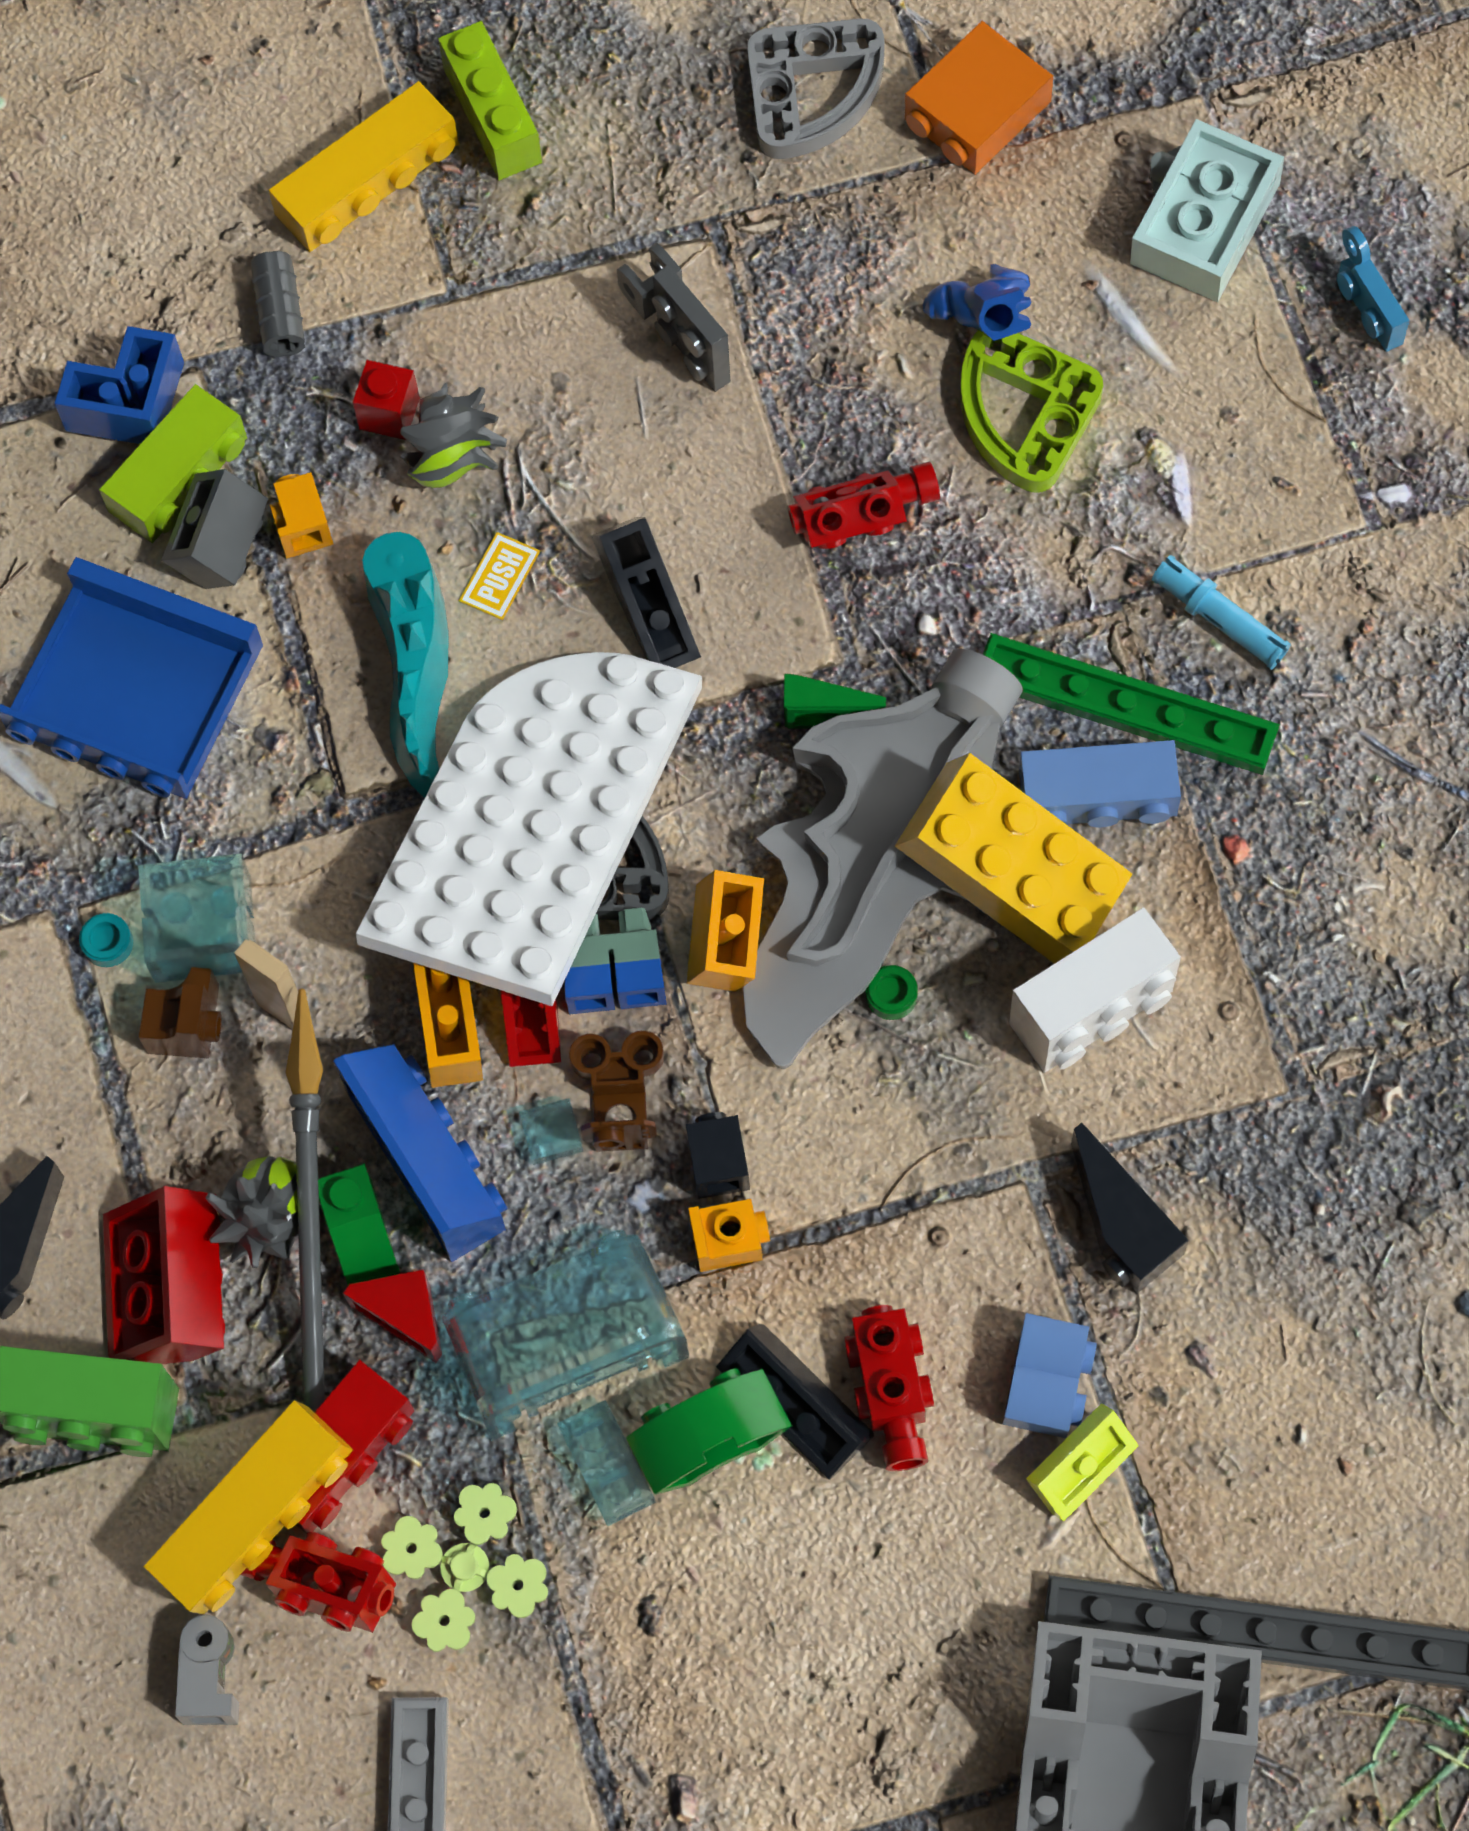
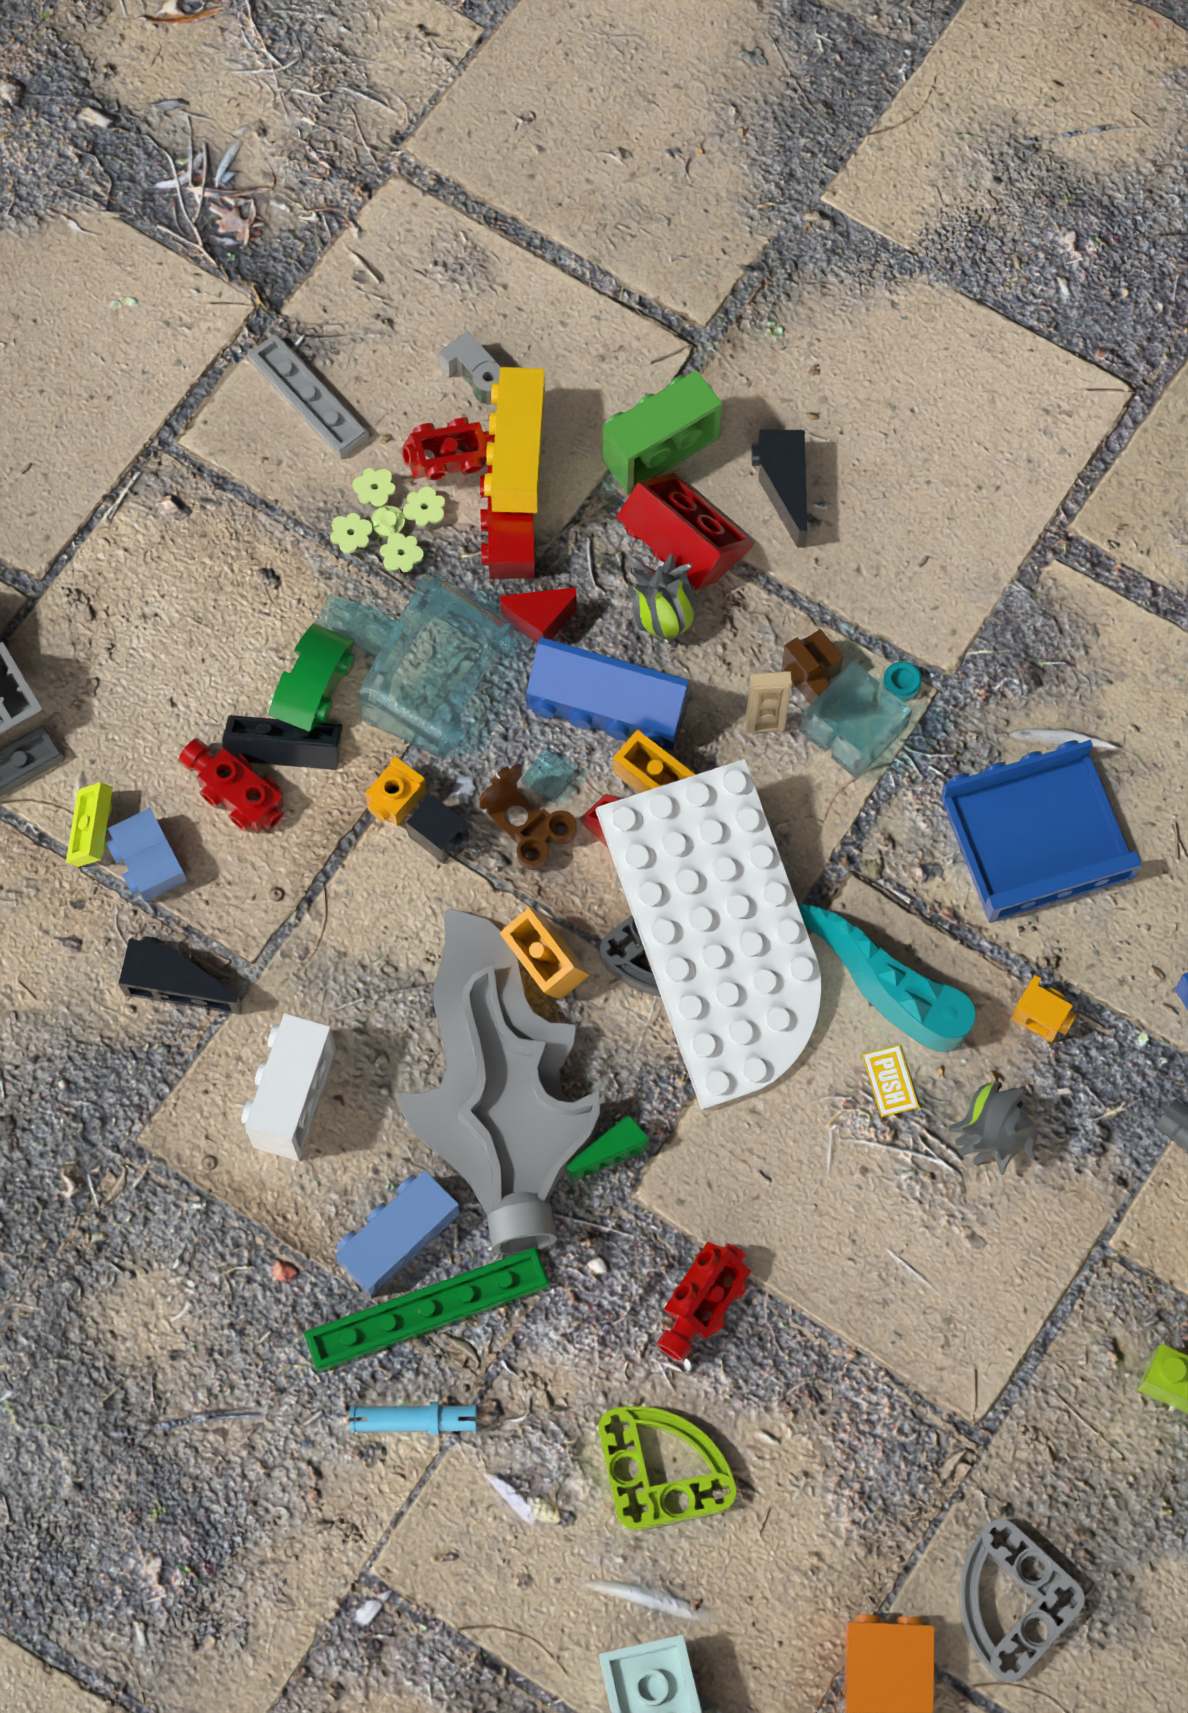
camera: 135 degrees right, 0 degrees up
(157, 476) = (1149, 980): lime brick -> none
(215, 529) = (1080, 952): dark grey brick -> none
(304, 1076) = (684, 650): dark grey piece -> none
(357, 1225) = (606, 633): green slope -> none
(385, 399) = (1064, 1125): red brick -> none
(636, 967) = (590, 890): hips -> none
(646, 592) = (788, 1132): black slope -> none
(680, 317) = (933, 1327): dark grey plate -> none
(892, 993) = (418, 1009): green tile -> none
(988, 306) = (741, 1509): blue animal -> none
(1013, 858) = (402, 1121): yellow brick -> none

